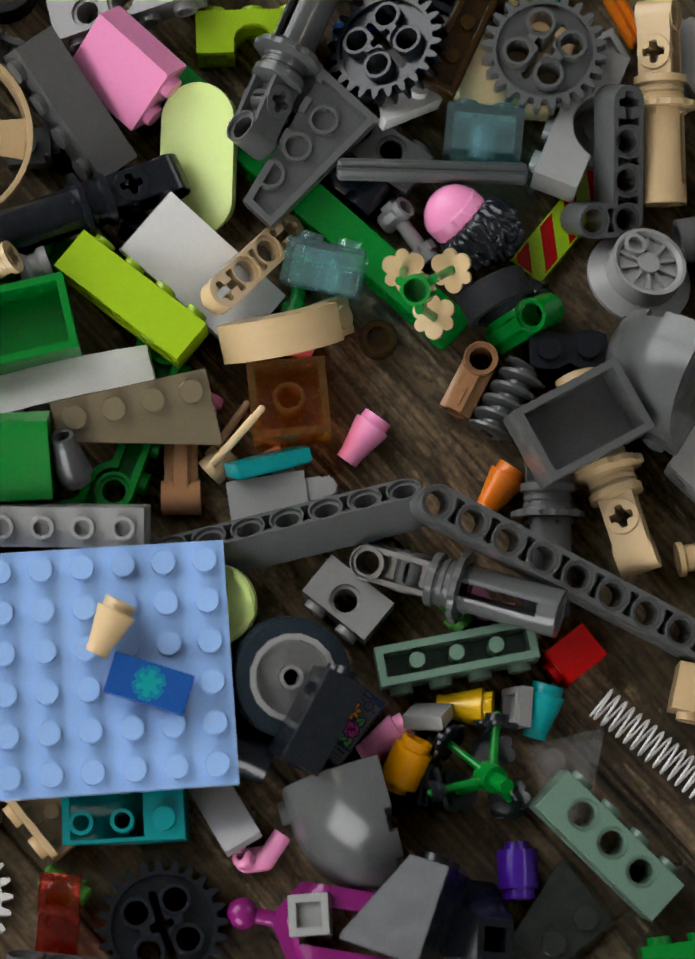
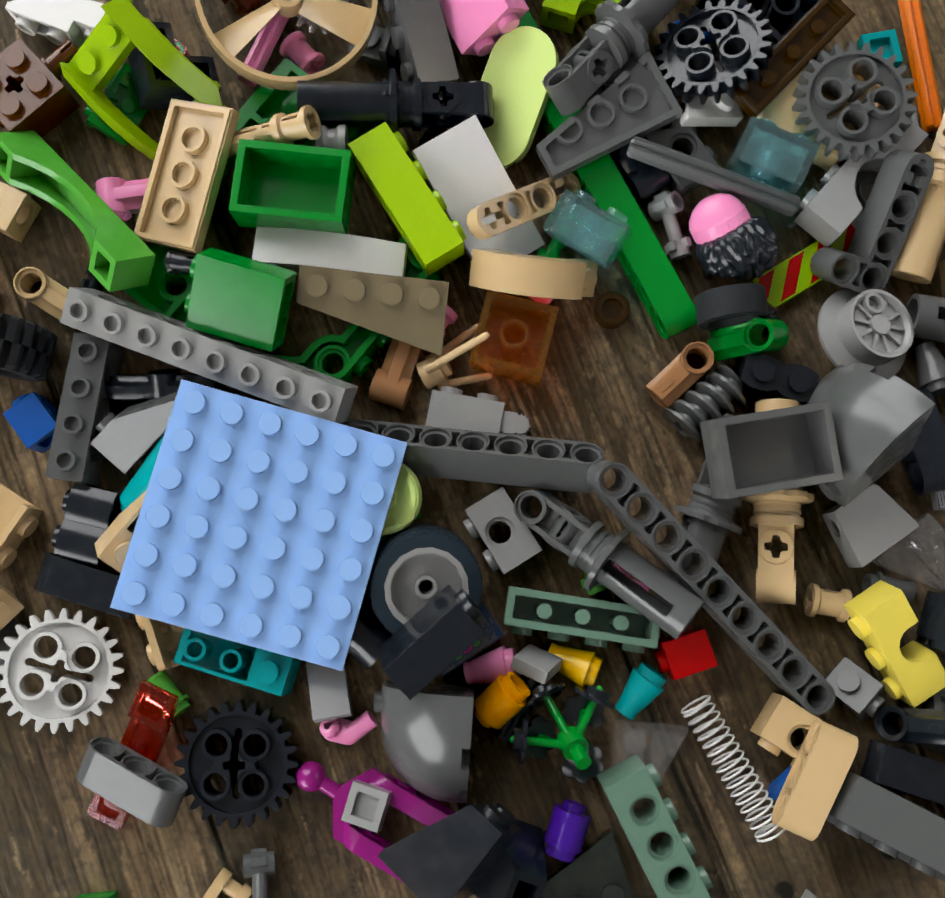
camera: 25 degrees right, 5 degrees up
(69, 461) = (299, 326): dark grey cone -> none
(109, 625) = (272, 486): tan cone -> none
(148, 684) = (289, 553): blue tile -> none
(267, 462) = (475, 385): teal tile -> none
(363, 437) = (568, 391): bright pink cone -> none
(419, 288) = (667, 276): tan plant -> none
(500, 486) = (673, 477): orange cone -> none
(518, 704) = (619, 681): light grey tile -> none

